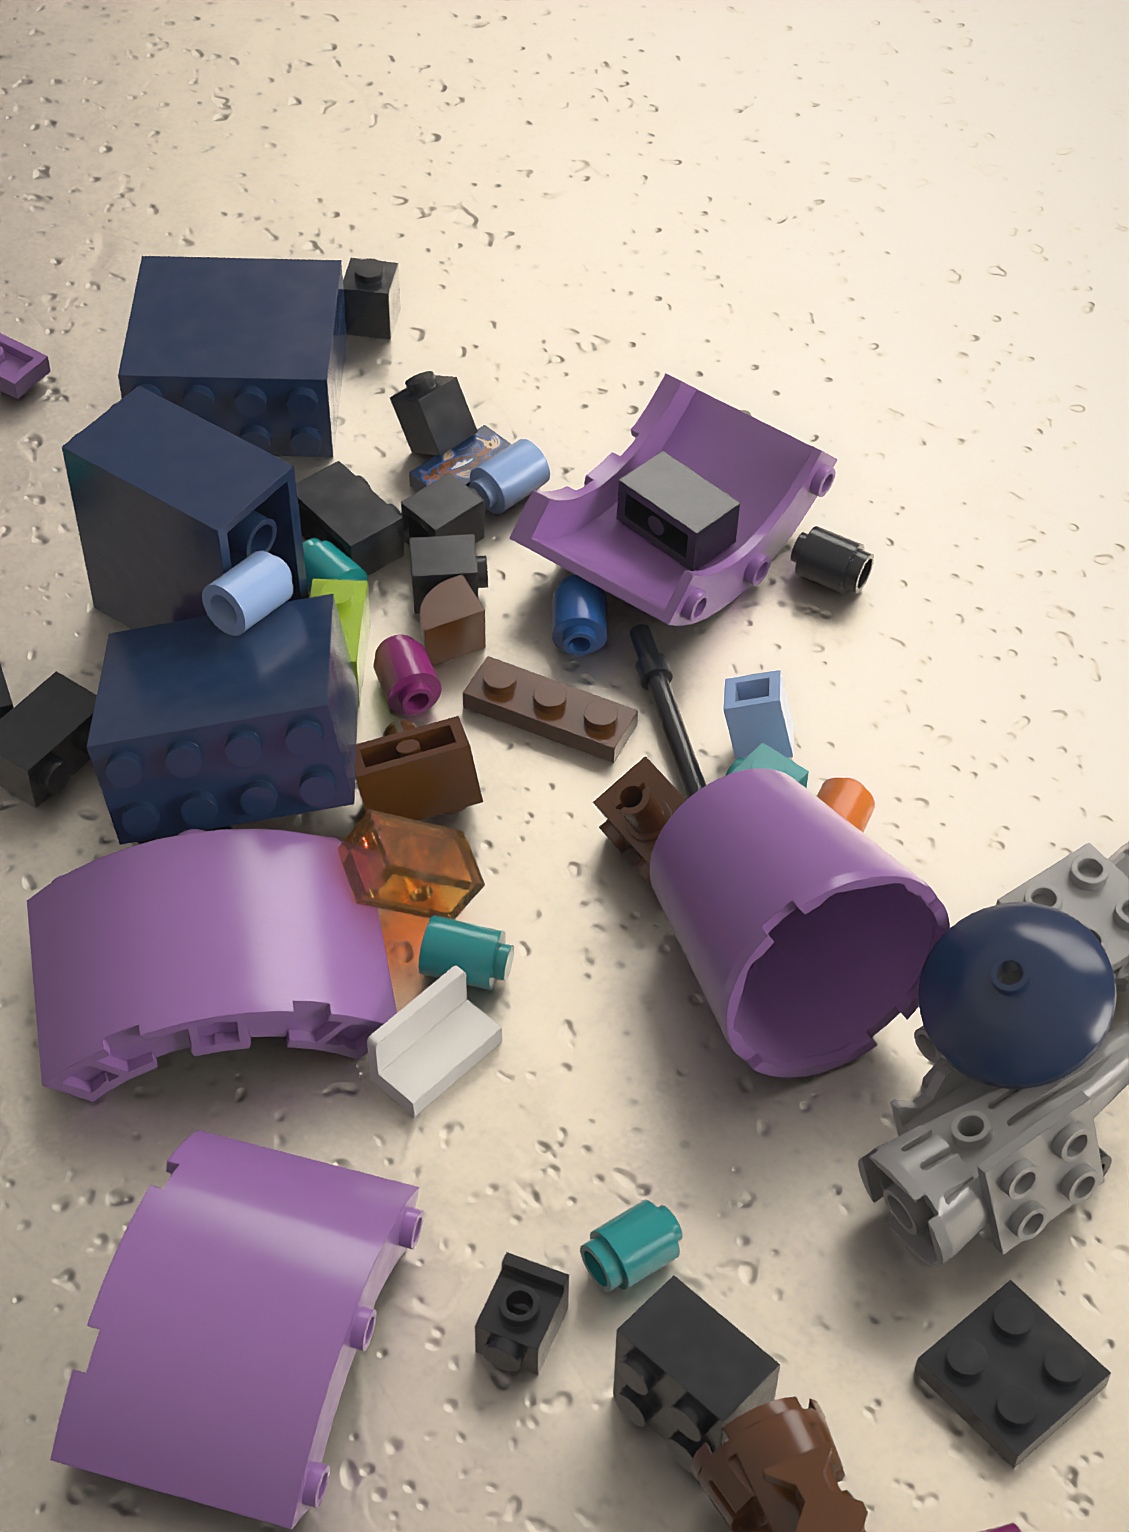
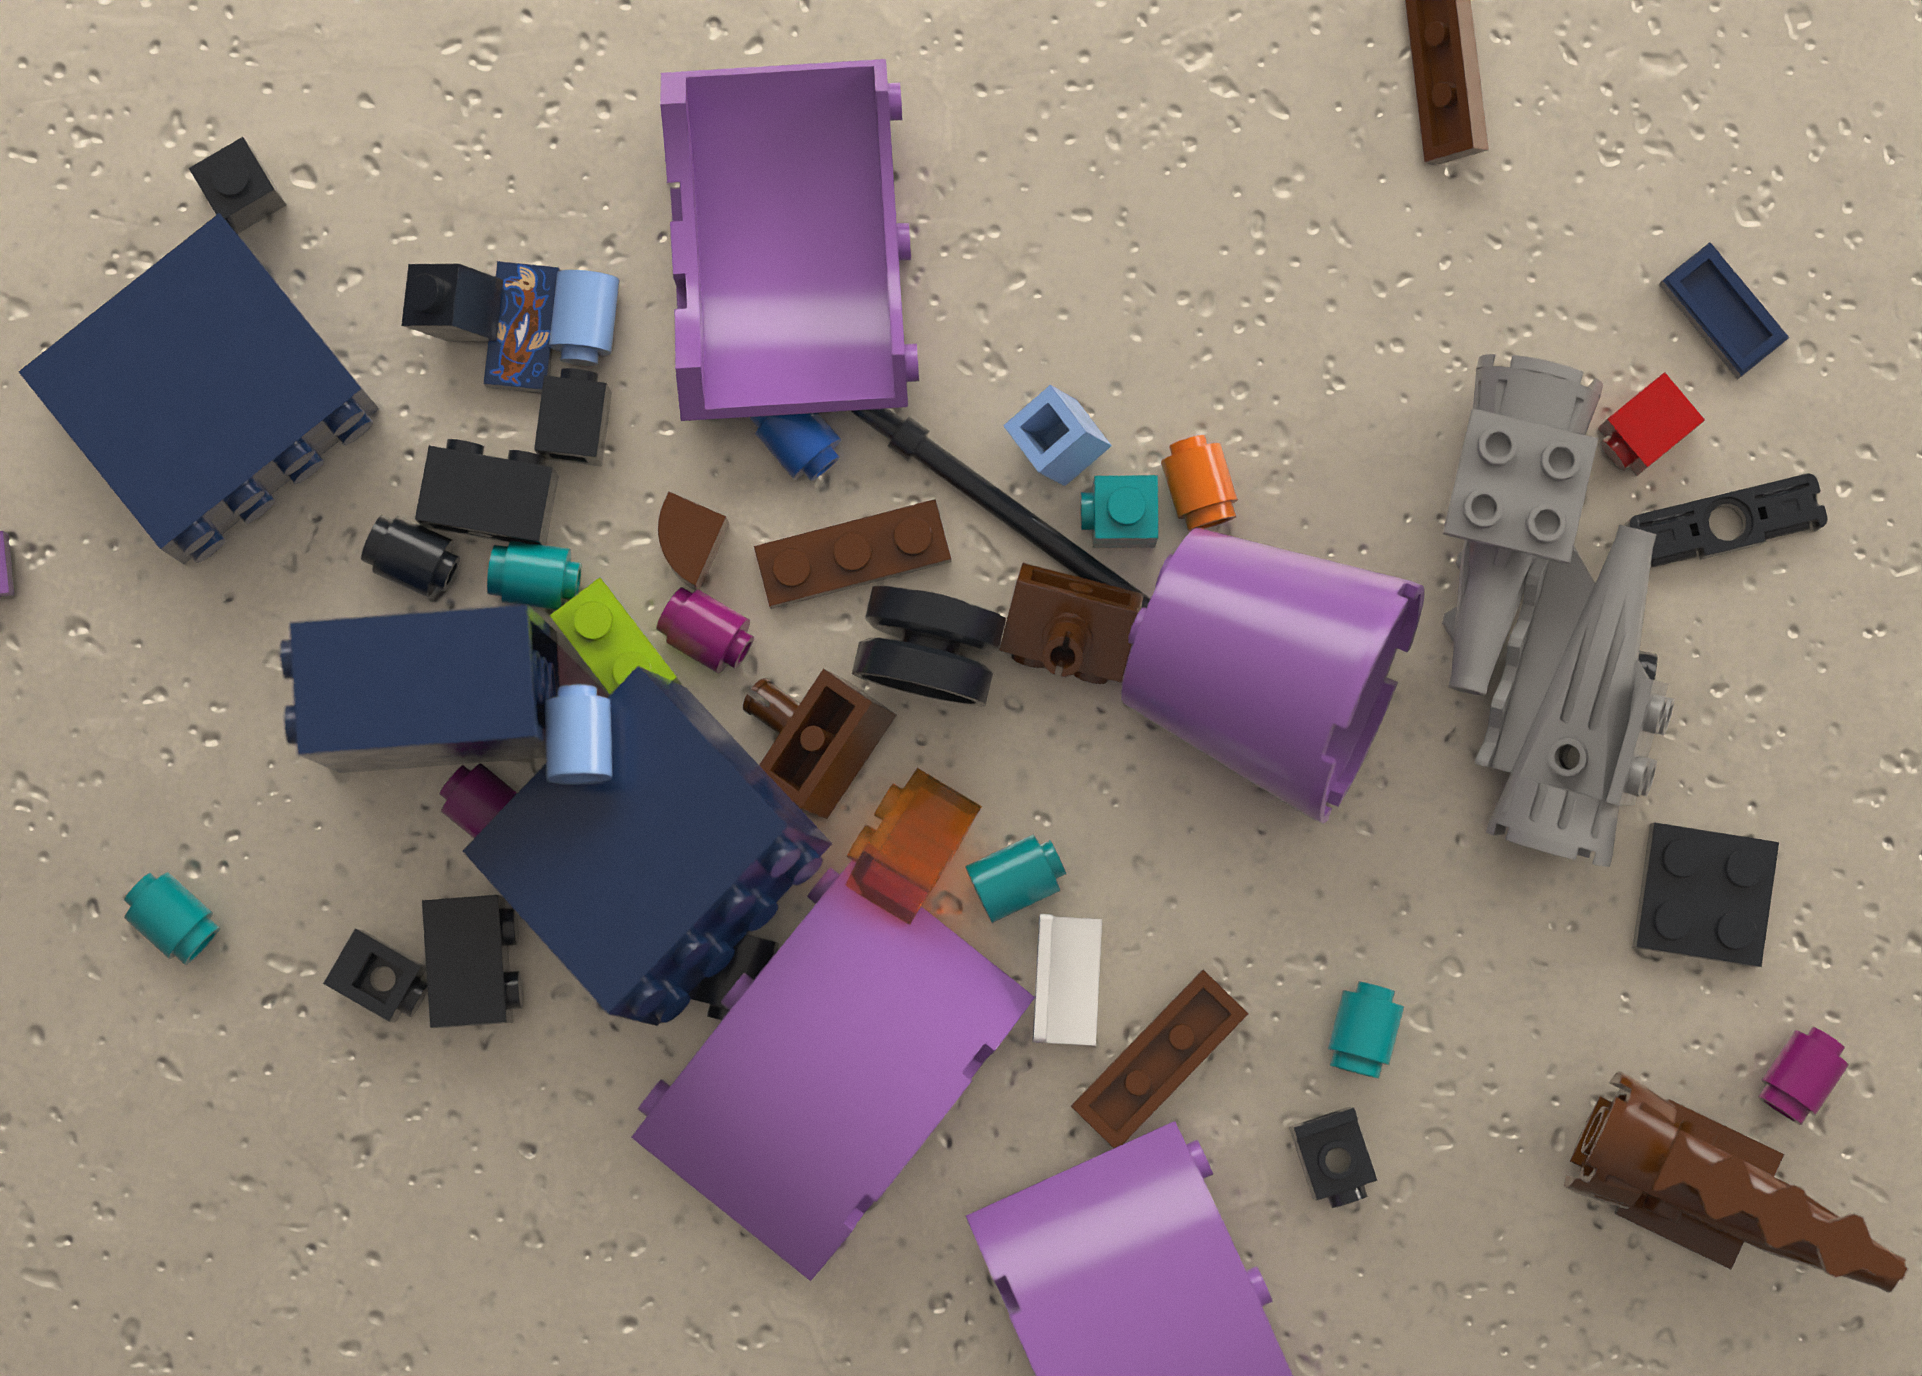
camera: 40 degrees left, 35 degrees up
(443, 558) = (635, 483): black brick -> none
(454, 1147) = (1159, 1059): none -> reddish brown plate
(545, 761) = (930, 635): none -> black wheel
(677, 511) = (785, 237): black brick -> none
(688, 1371) = (1511, 1116): black brick -> none
(832, 560) = (962, 176): black brick -> none
(1023, 1030) = (1512, 572): dark blue dish -> none

